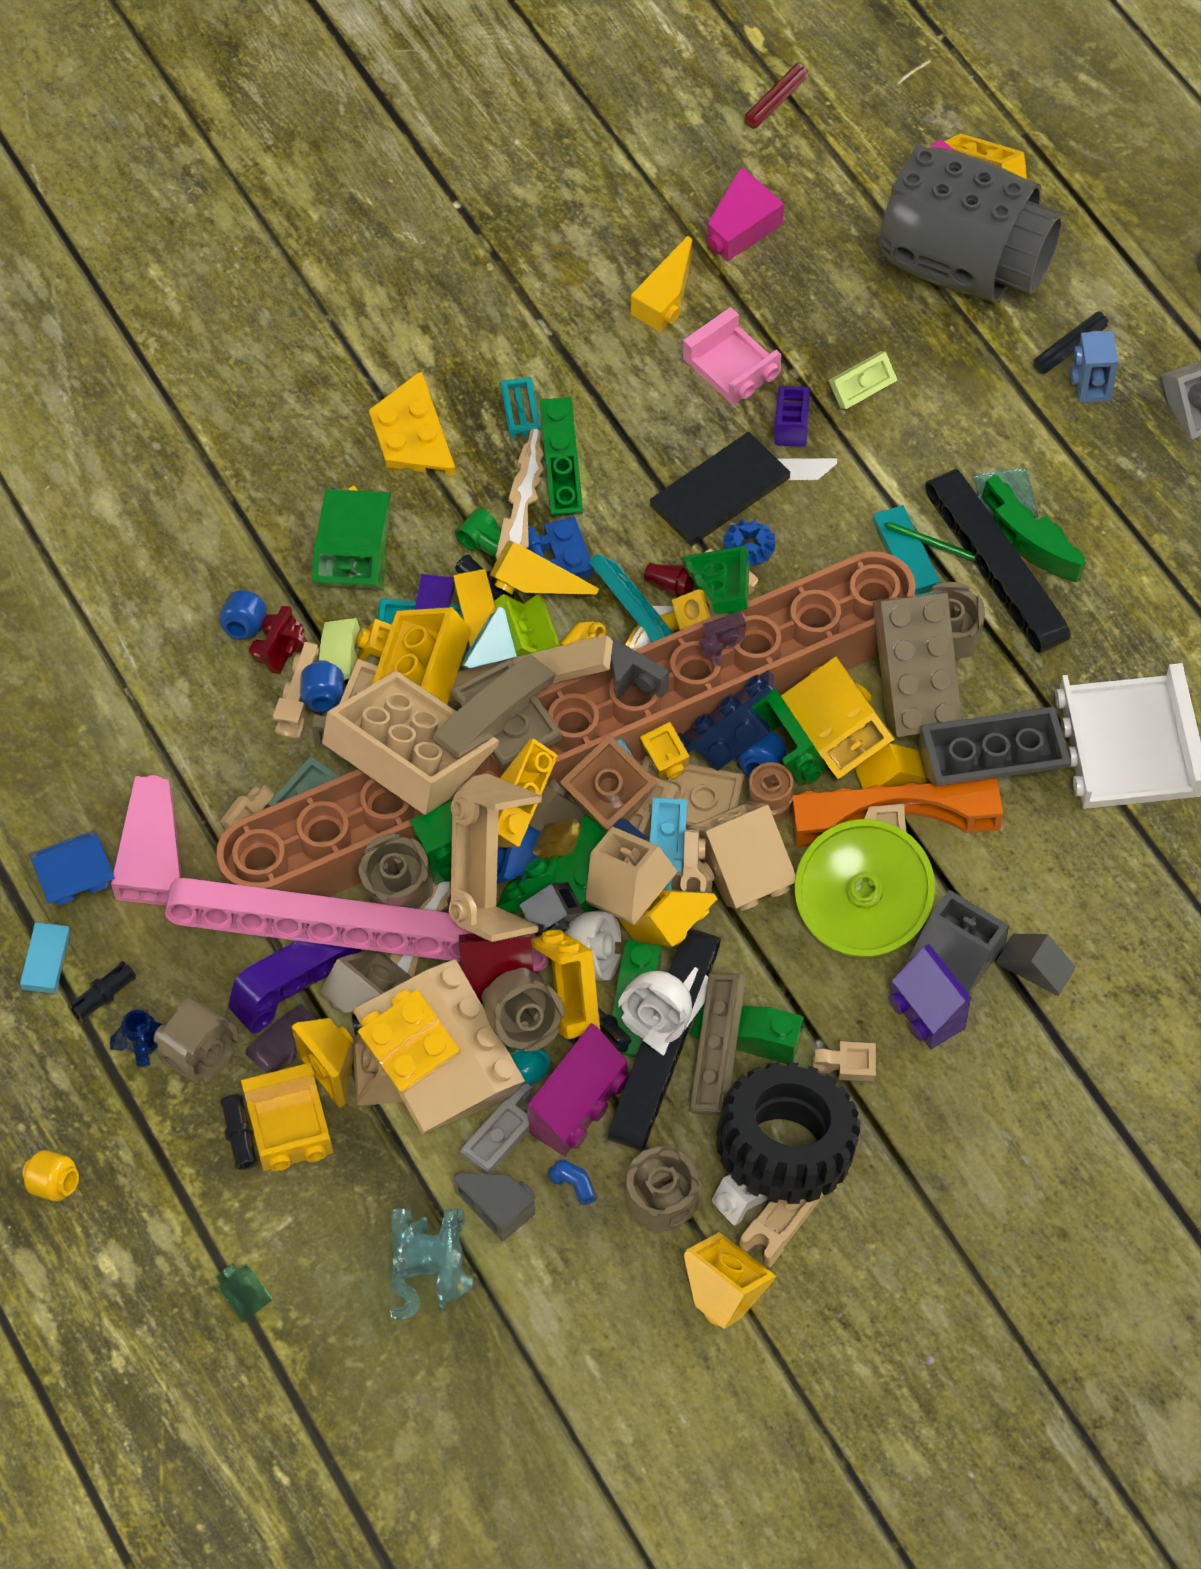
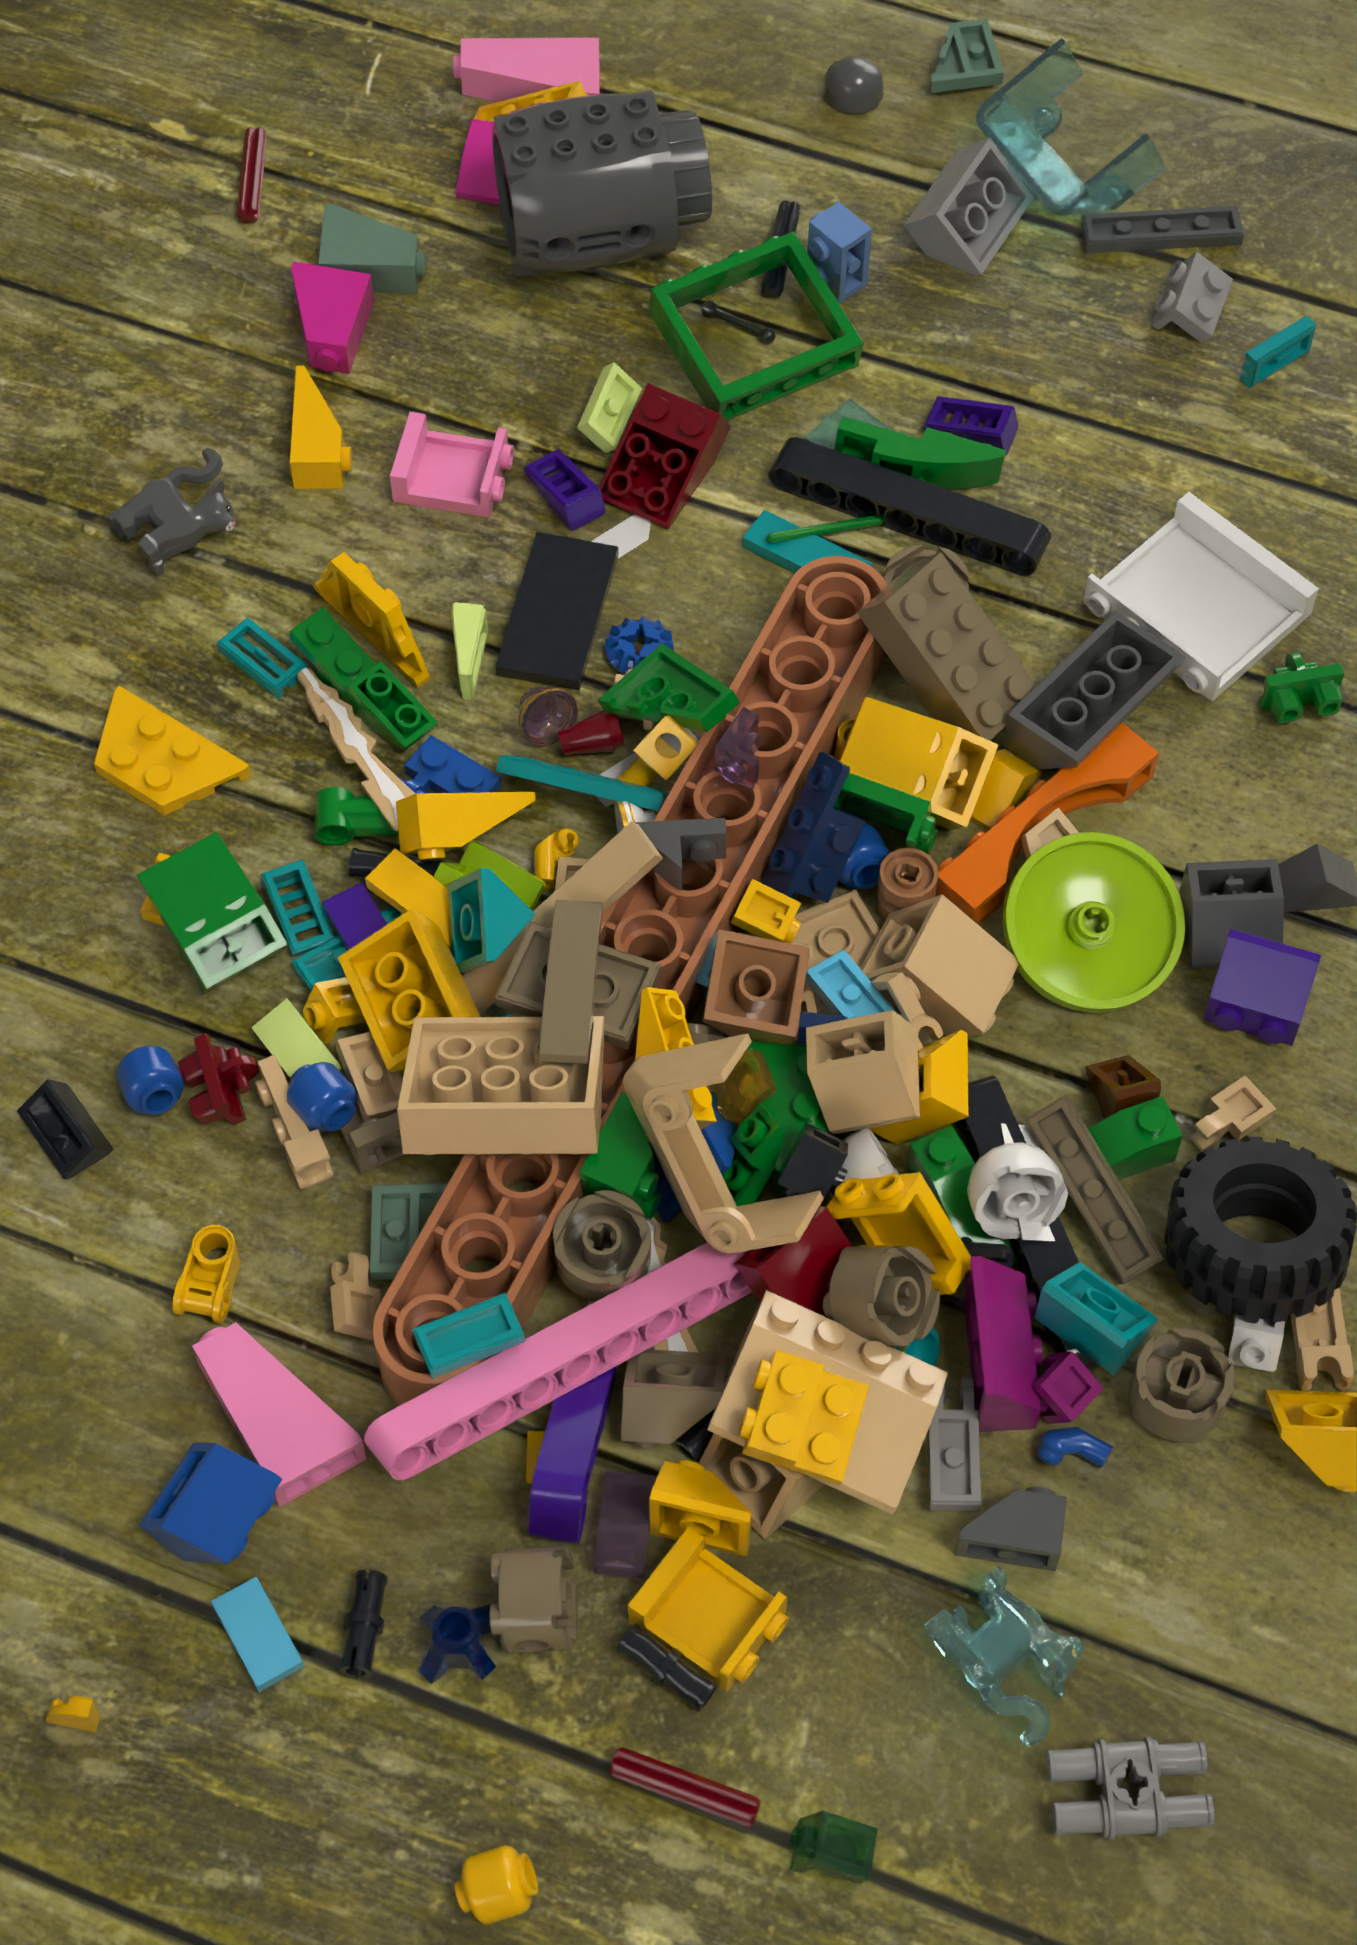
camera: 40 degrees left, 0 degrees up
(179, 612) = (64, 1128): none -> black slope
(179, 747) = (208, 1284): none -> yellow piece
(193, 1201) = (685, 1786): none -> dark red axle
(271, 868) = (468, 1335): none -> teal tile
(415, 546) = (286, 876): none -> teal slope
(429, 1401) = (1144, 1765): none -> light grey pin
(538, 290) = (174, 521): none -> dark grey animal
(590, 1140) = (1066, 1387): none -> magenta panel
(601, 423) = (373, 613): none -> yellow wing
(643, 1109) = (1094, 1316): none -> teal slope
(644, 476) = (470, 638): none -> yellowish green slope
(651, 545) = (544, 713): none -> piece
(795, 996) = (1121, 1084): none -> reddish brown slope
(800, 188) = (371, 247): none -> sand green slope
(868, 431) = (663, 456): none -> dark red slope
(990, 356) = (710, 310): none -> pearl dark grey hinge
(990, 427) = (774, 381): none -> green window
(1013, 125) = (520, 66): none -> bright pink slope
(1100, 551) = (998, 420): none -> dark purple slope
(1144, 833) = (1302, 684): none -> green hips

